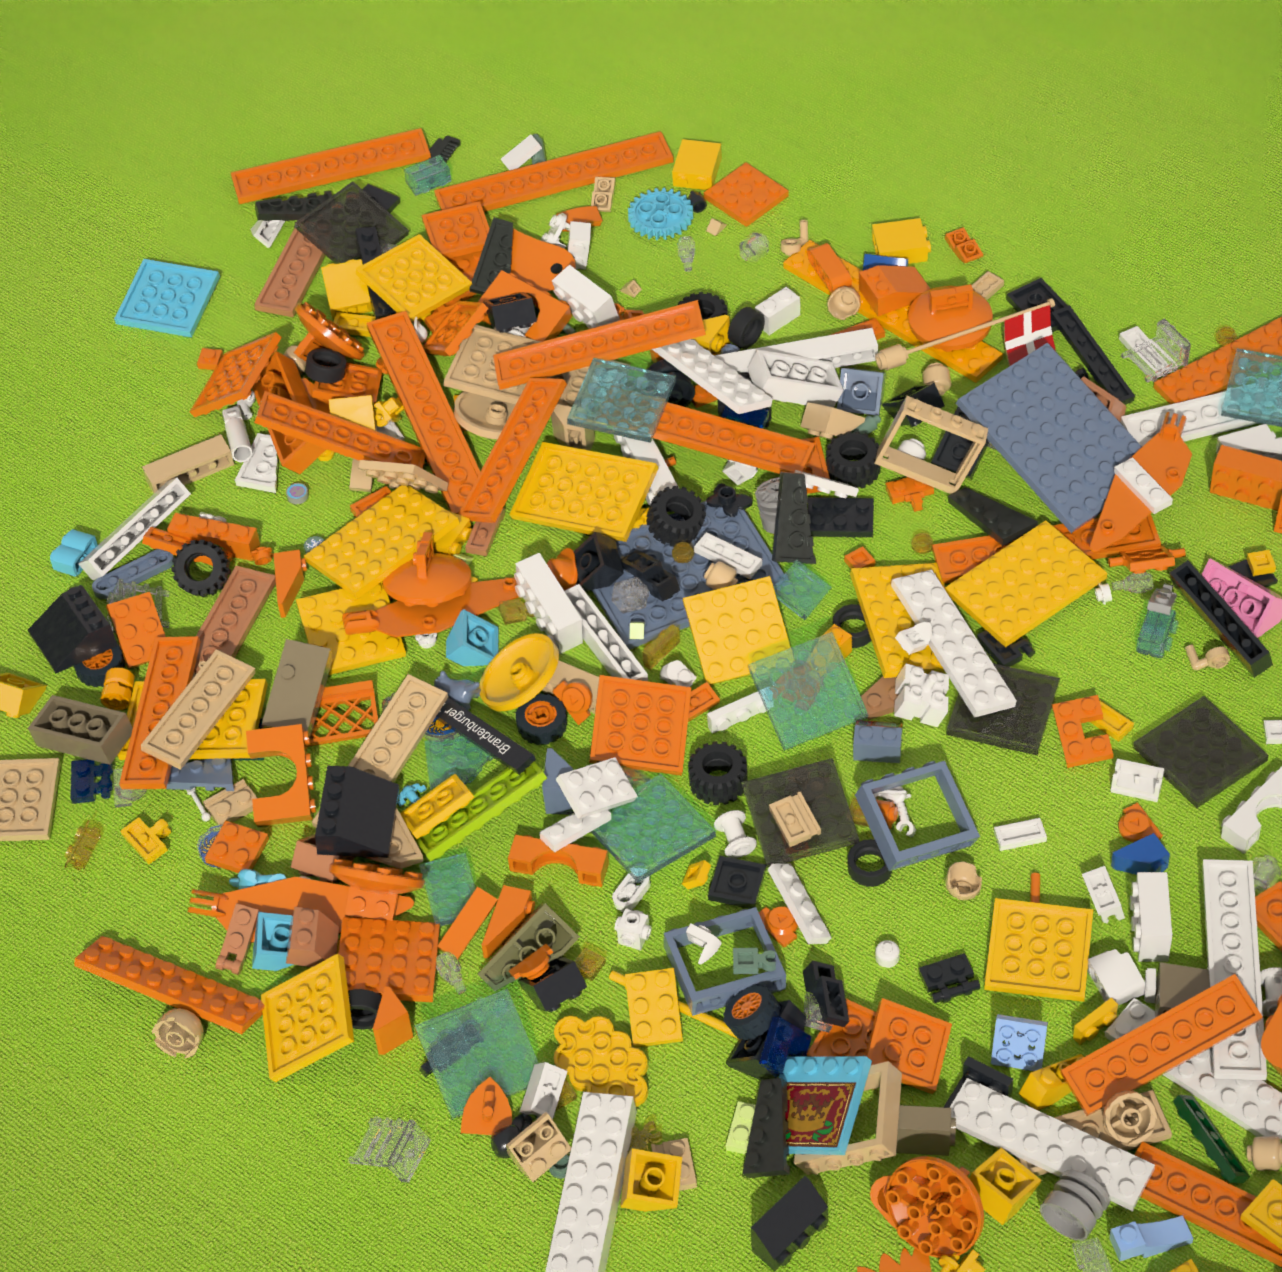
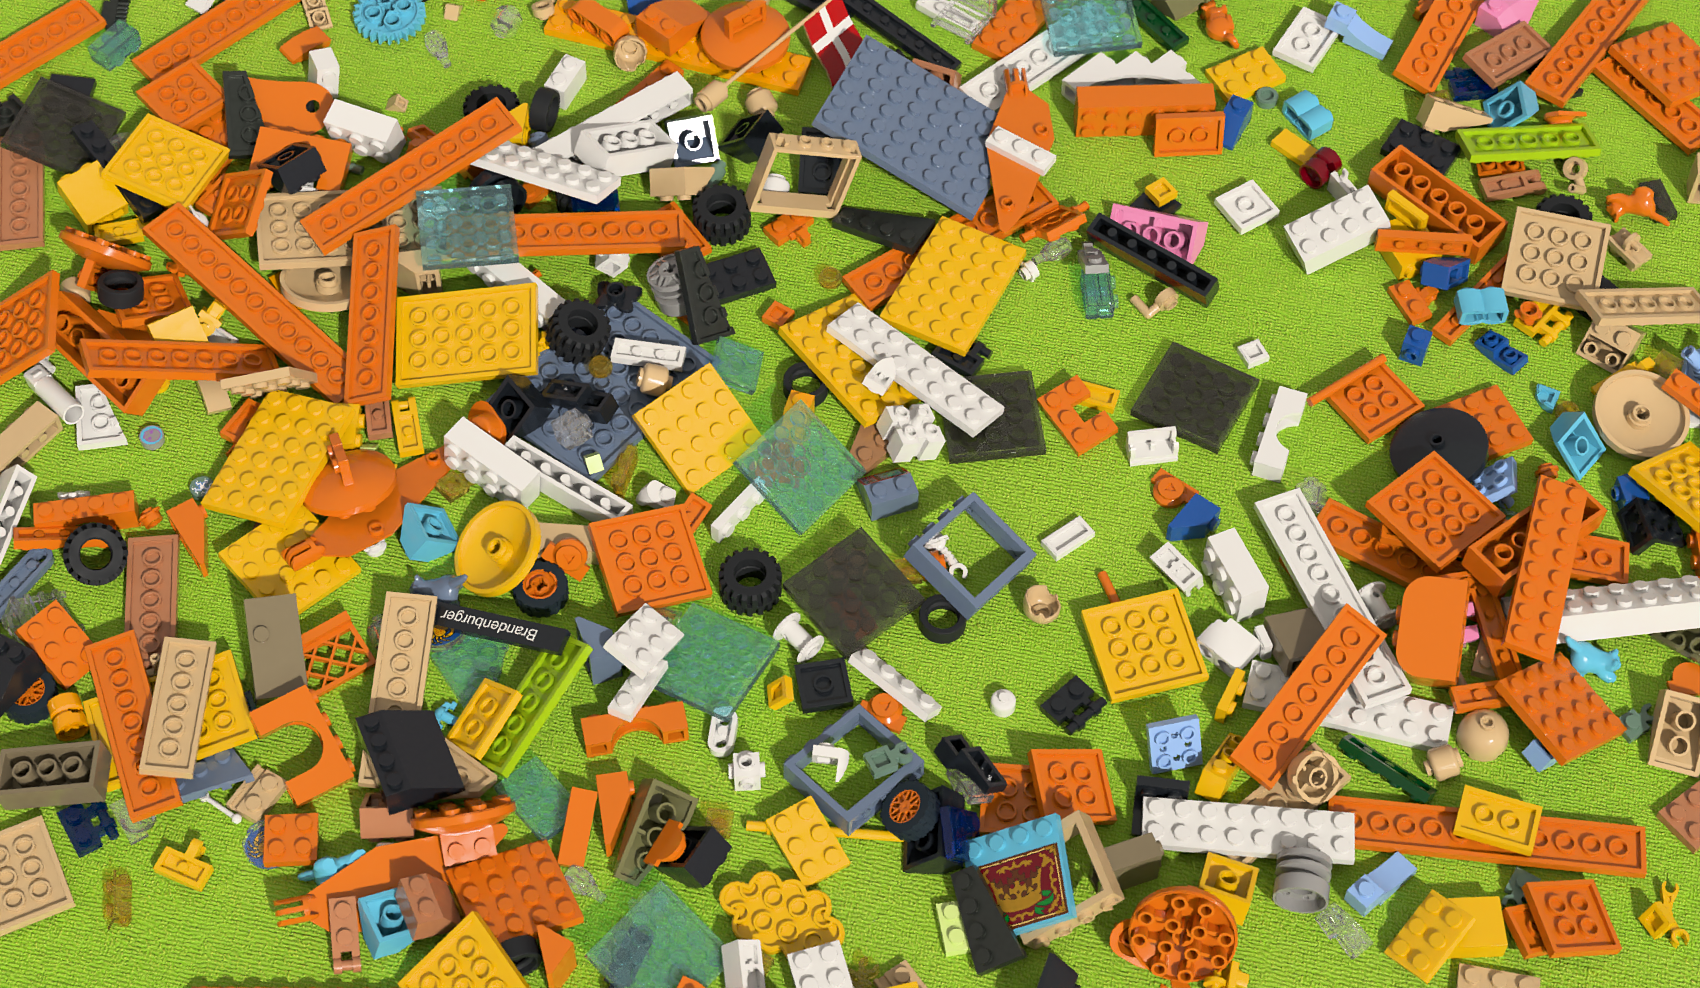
camera: 30 degrees left, 5 degrees up
(501, 551) = (407, 427): none -> yellow plate
(557, 224) = (289, 64): white plate -> none
(794, 819) = (857, 602): tan plate -> none
(826, 485) = (712, 249): white plate -> none

